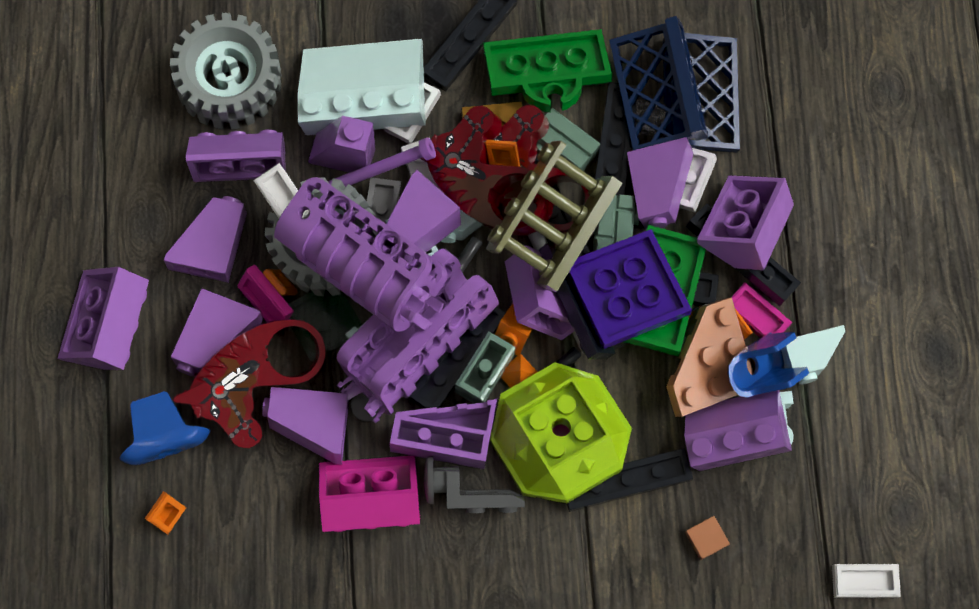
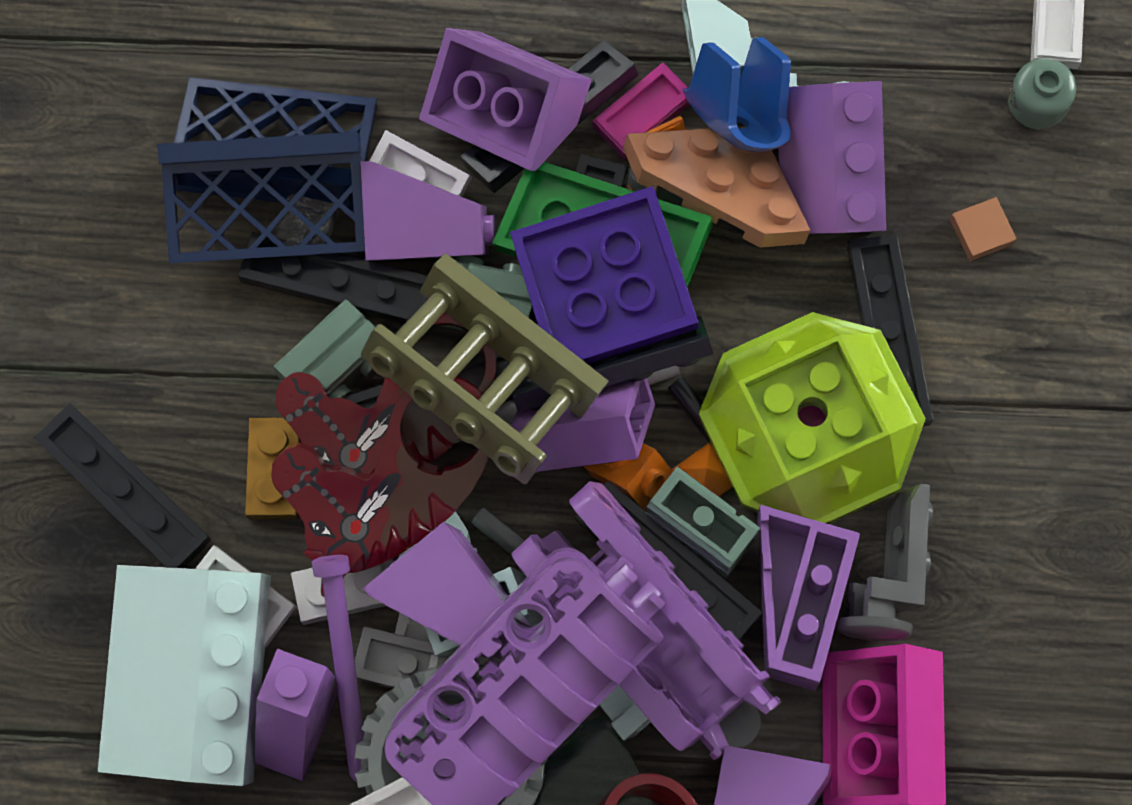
camera: 75 degrees left, 0 degrees up
(502, 153) = (355, 444): orange slope -> none
(547, 66) = (197, 368): green plate -> none
(806, 567) = (1042, 93): none -> sand green head

